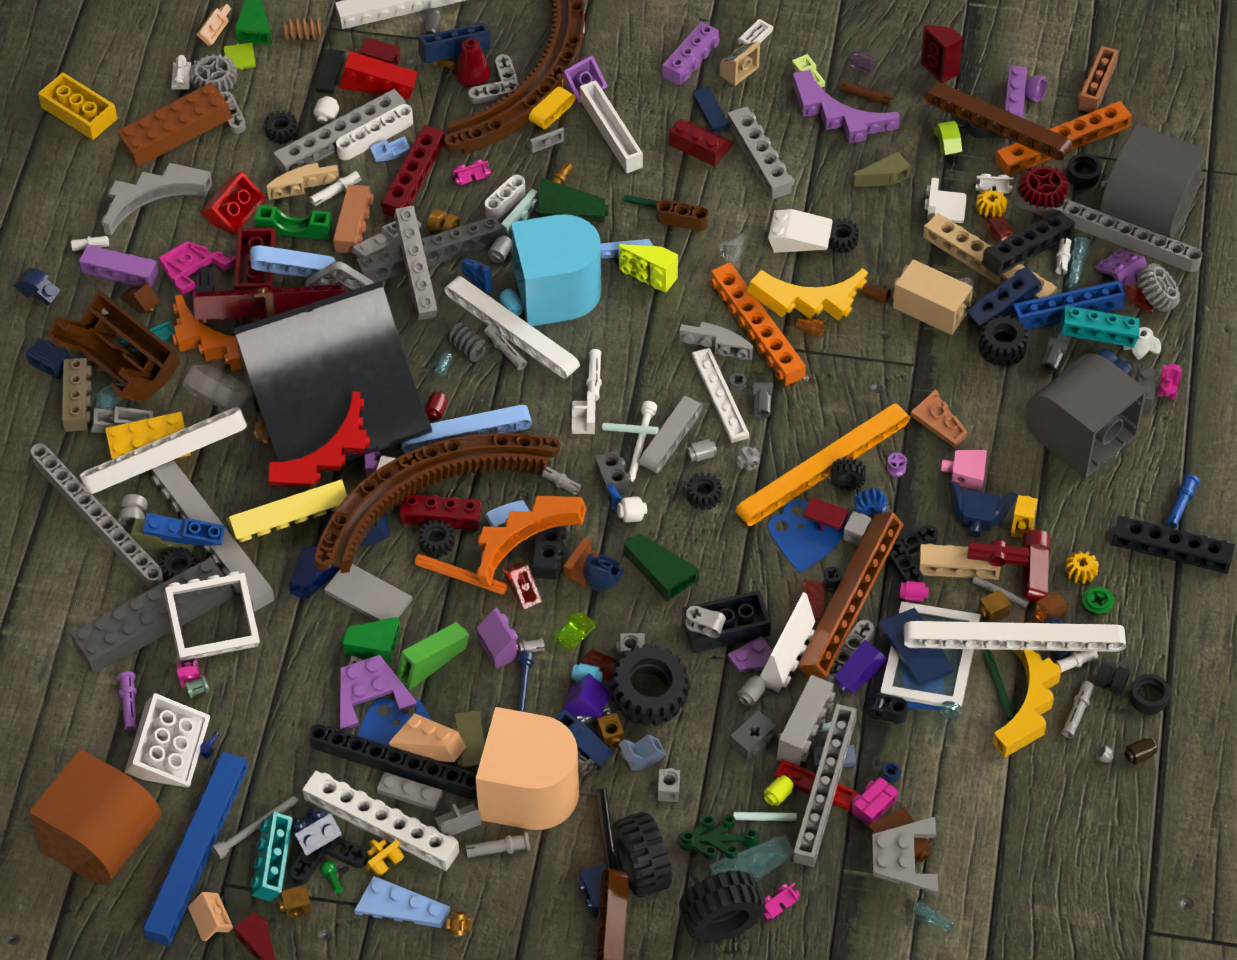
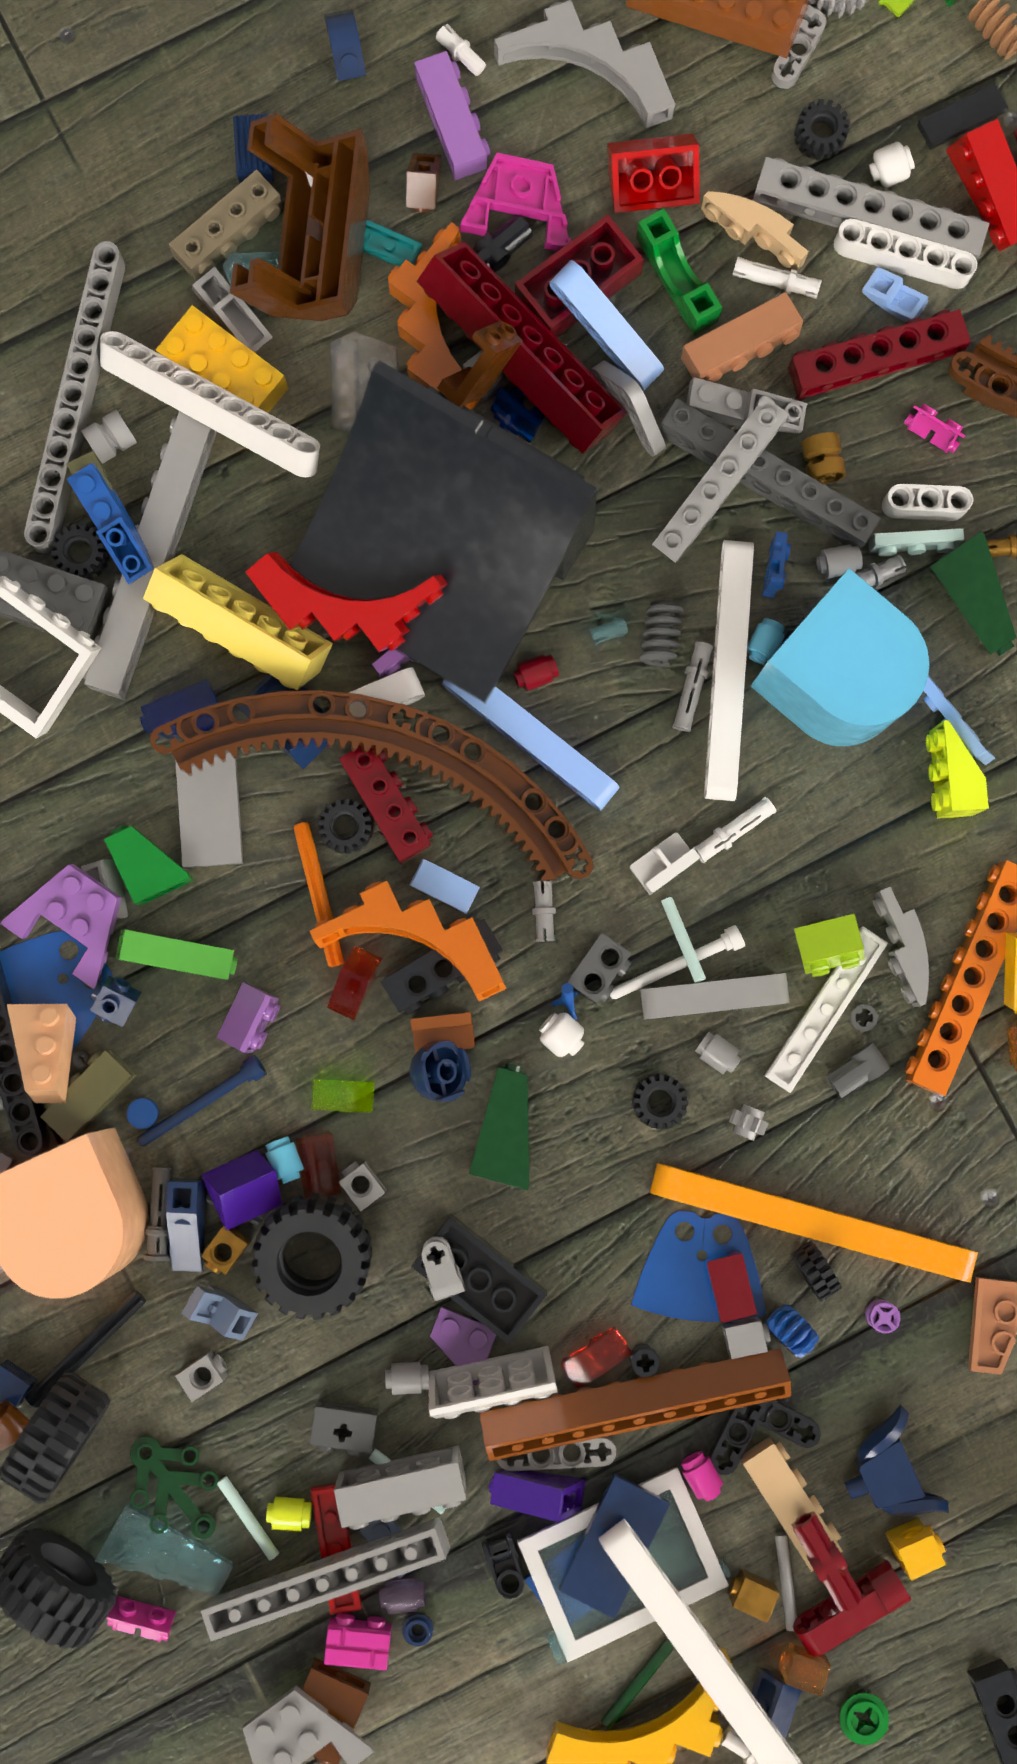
camera: 50 degrees right, 30 degrees up
(432, 696) = (114, 1000): none -> dark blue brick
(531, 646) = (276, 1060): light grey pin -> none
(687, 364) = (830, 945): none -> lime brick
(866, 765) = (402, 1596): none -> clear purple brick
(967, 468) = (944, 1413): bright pink torso -> none
(1081, 567) = (908, 1669): yellow gear -> none

